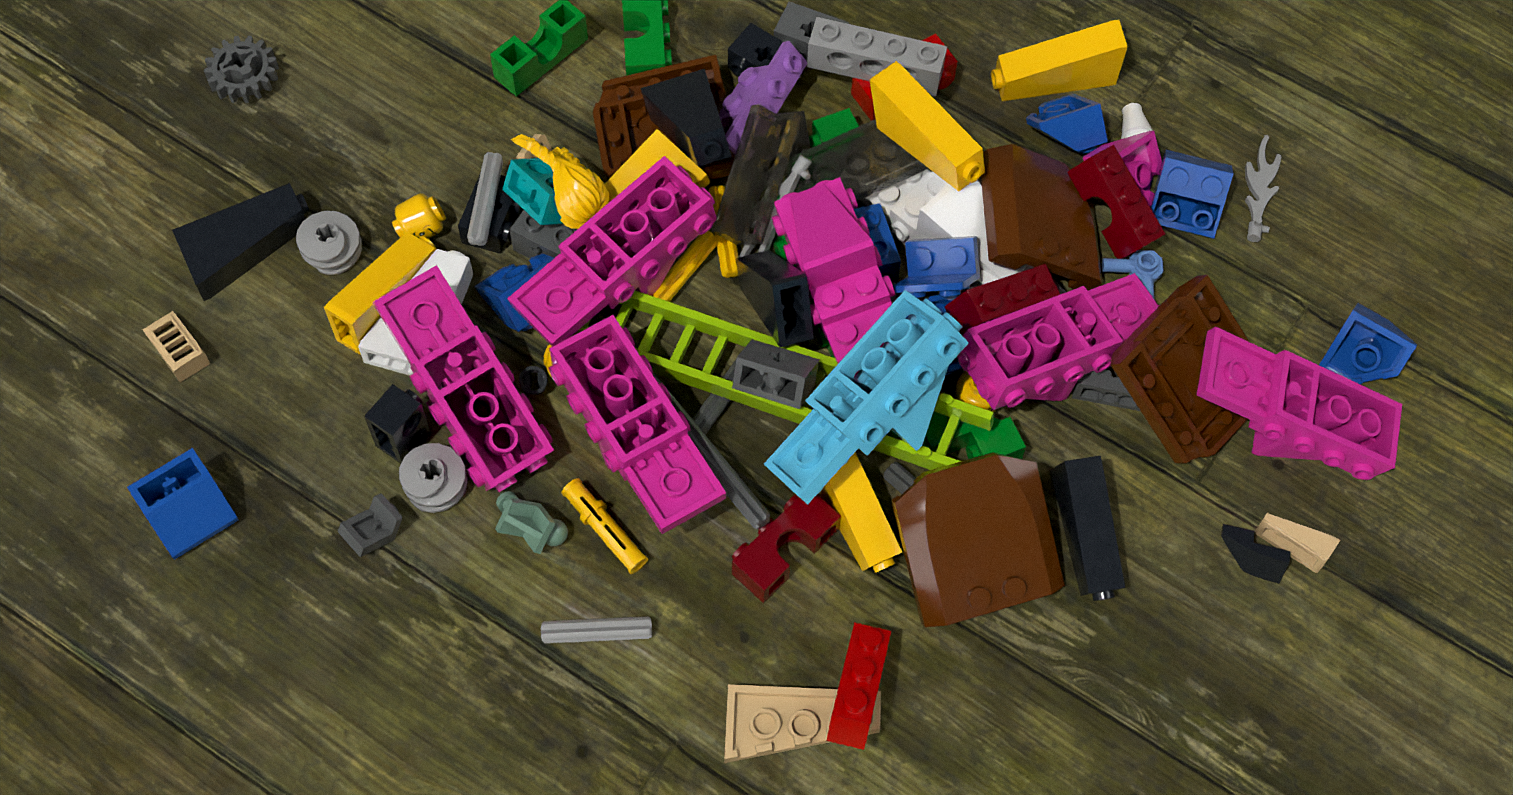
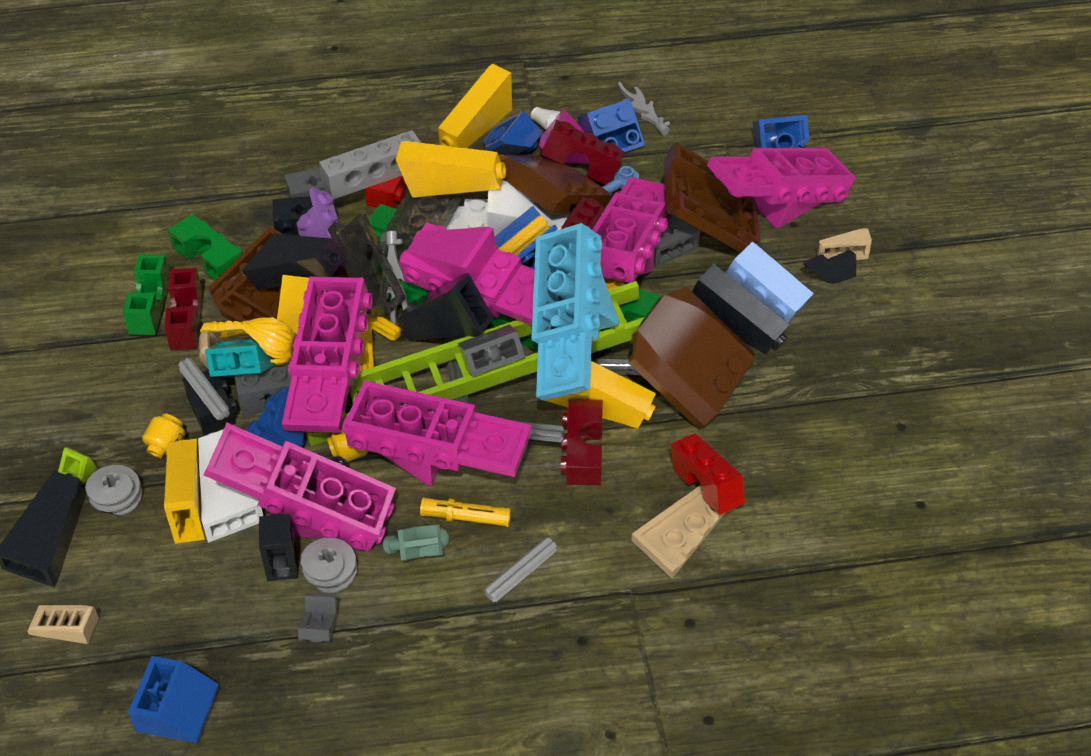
camera: 40 degrees left, 15 degrees down
(323, 189) = (76, 464): none -> lime slope
(575, 72) = (184, 315): none -> dark red arch
(925, 267) = (525, 236): none -> yellow axle
(1153, 519) = (769, 282): none -> light blue wedge

